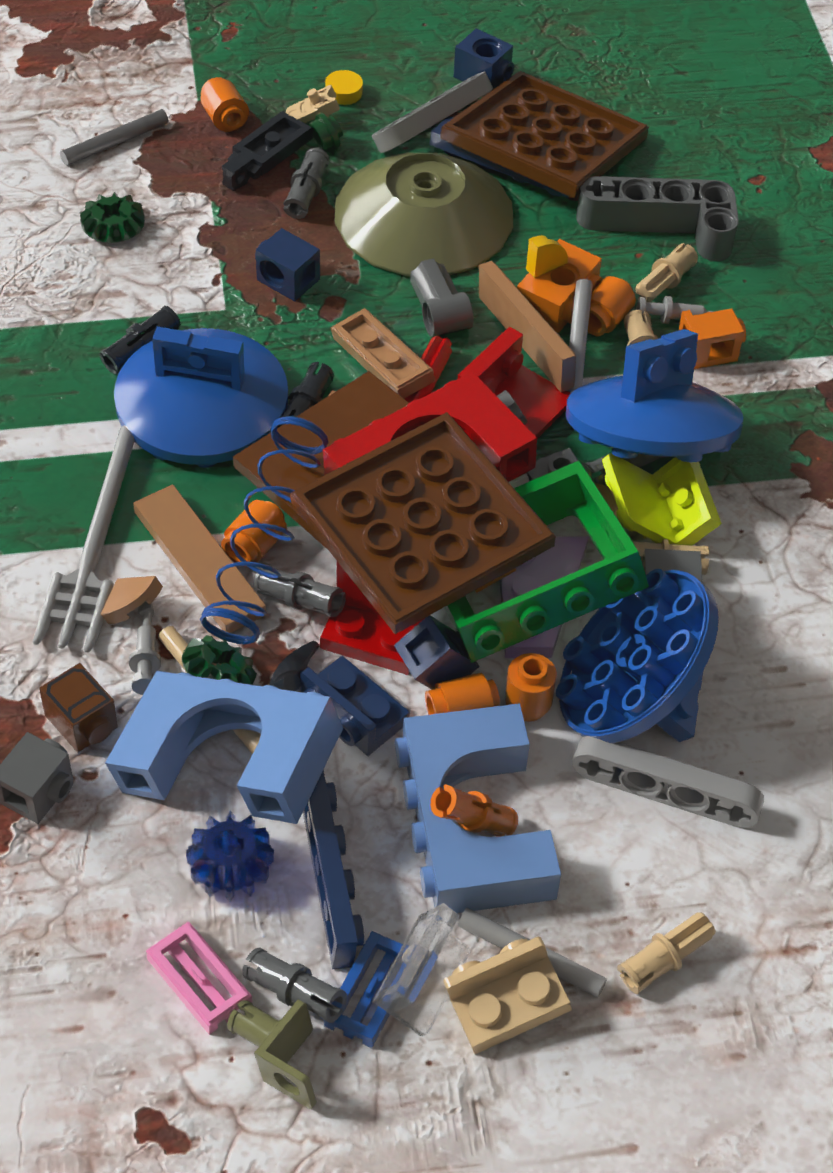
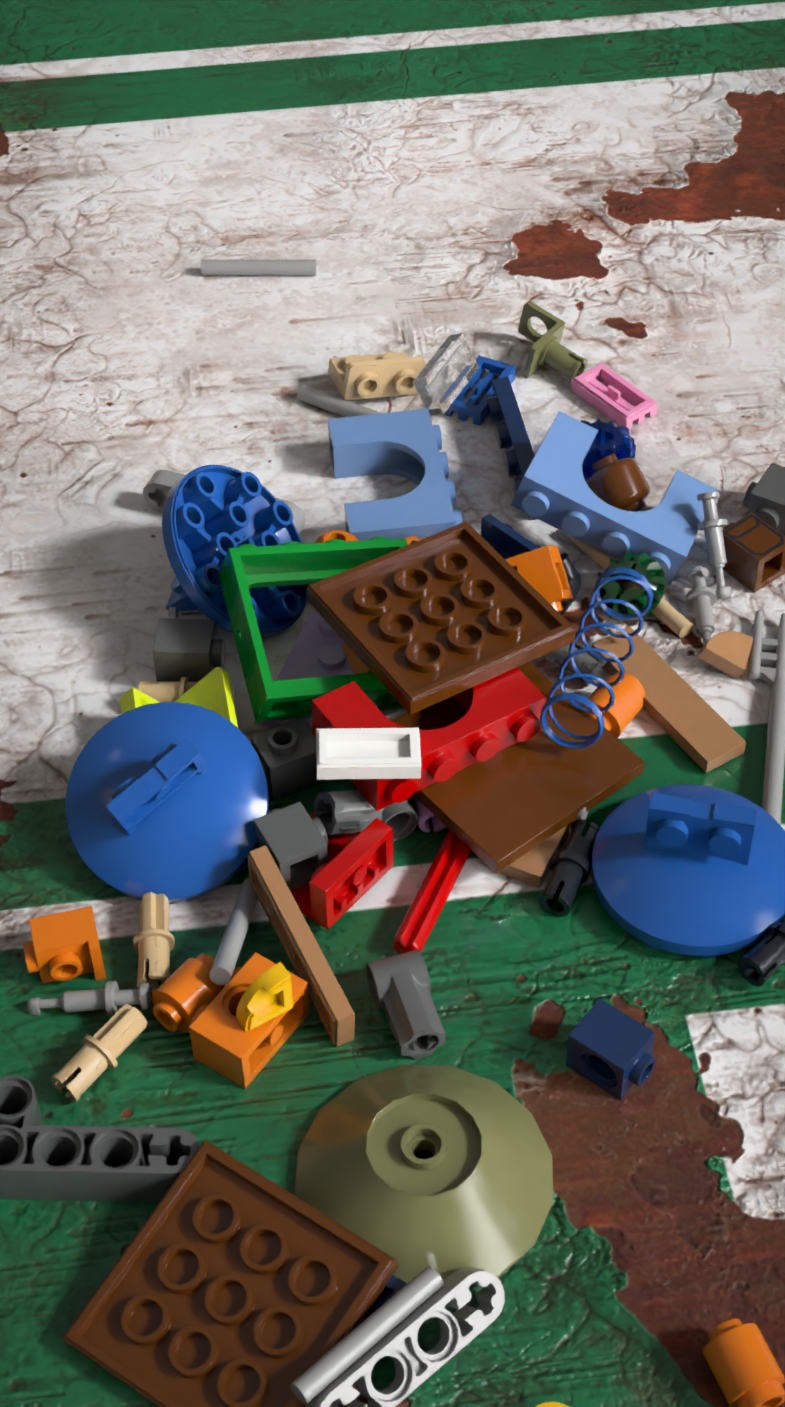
camera: 175 degrees left, 5 degrees down
(121, 698) = (714, 540): none -> light grey piece
(211, 783) = (619, 483): none -> reddish brown head
(265, 149) = (663, 1277): black hinge -> none
(294, 983) = (539, 376): dark grey pin -> none
(306, 183) = (591, 1237): dark grey pin -> none
(316, 641) = (545, 573): none -> orange brick
(317, 102) = (602, 1369): tan piece -> none
(326, 131) = (576, 1309): dark green plate -> none
(382, 353) = (482, 918): medium nougat tile -> none
(457, 104) = (366, 1335): none -> light grey bar
(473, 811) = (395, 459): orange pin -> none
(482, 381) = (368, 753): none -> white tile
(541, 386) = (294, 843): none -> dark grey brick
(665, 952) = (248, 403): tan axle -> none

